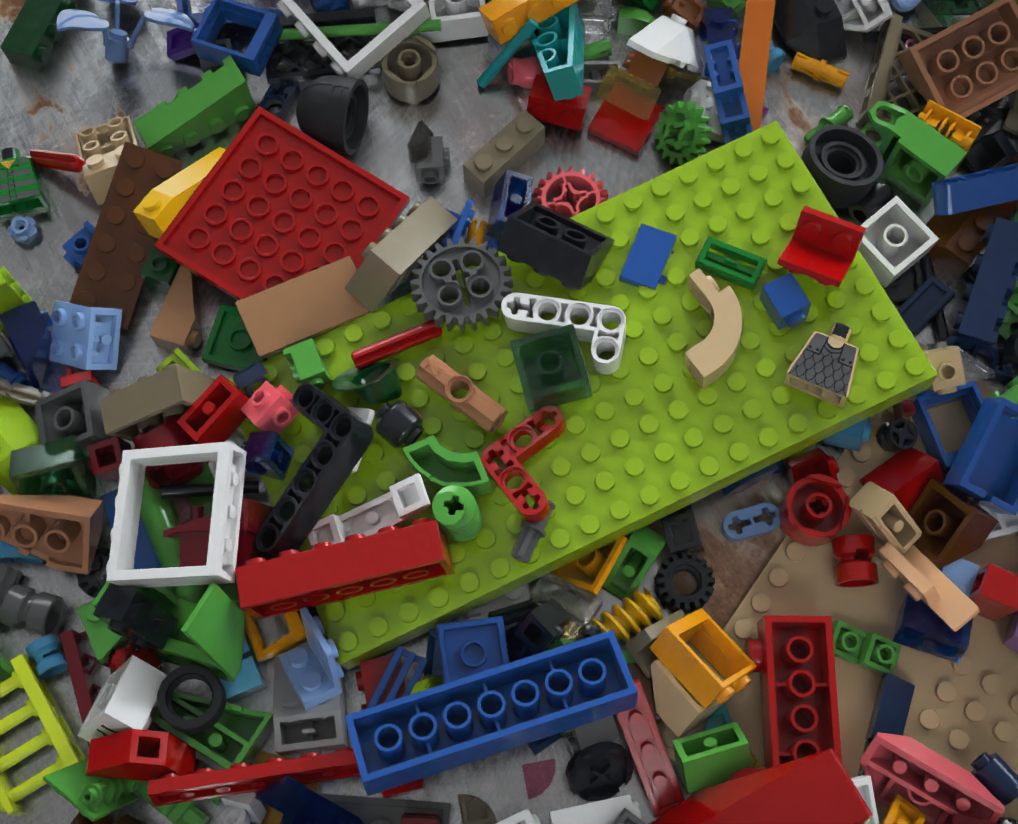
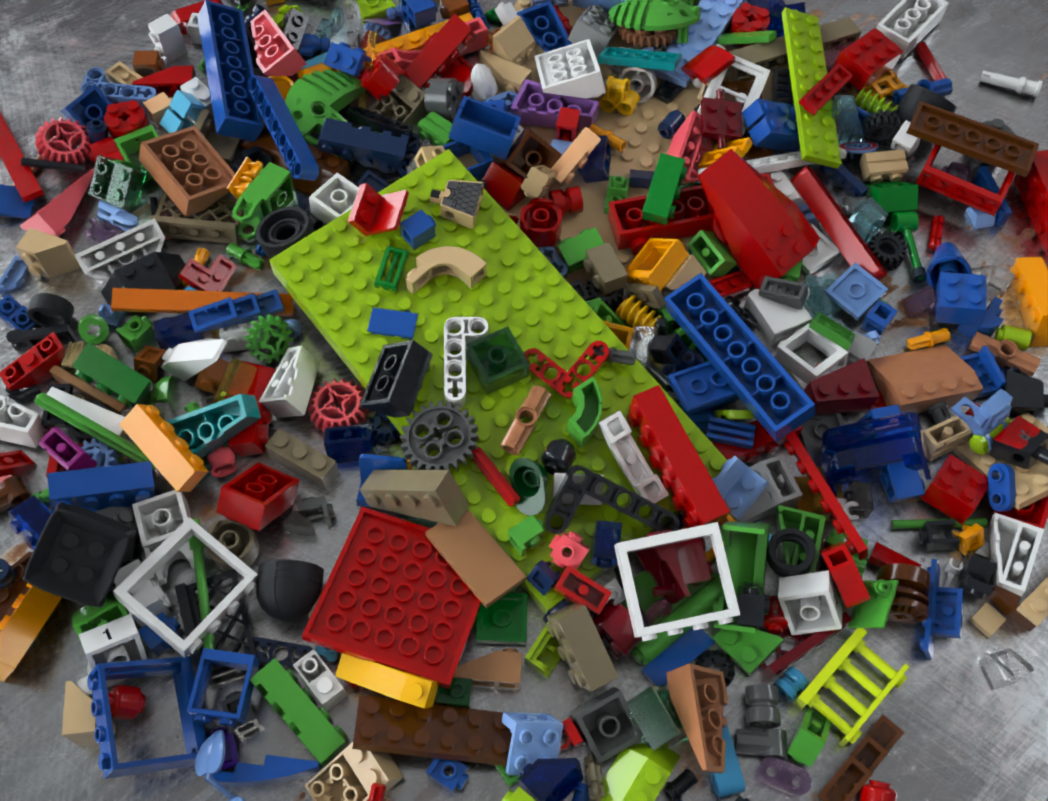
camera: 105 degrees left, 10 degrees down
(107, 457) = (631, 680): dark red brick -> none
(151, 64) = (275, 771): none -> blue slope
(220, 131) = (320, 680): none -> white slope
(455, 92) = (257, 496): none -> red brick
(457, 513) = (618, 395): bright green piece -> none
(506, 54) = (208, 463): teal bar -> none
(609, 151) = (291, 384): none -> white wedge
(711, 582) = (605, 268): none -> dark tan brick
(760, 564) = (574, 249): none -> bright green brick
(792, 83) = (208, 279): none -> plate
(827, 698) = (664, 189): none -> green wedge
(980, 661) = (616, 142): none -> light orange pin

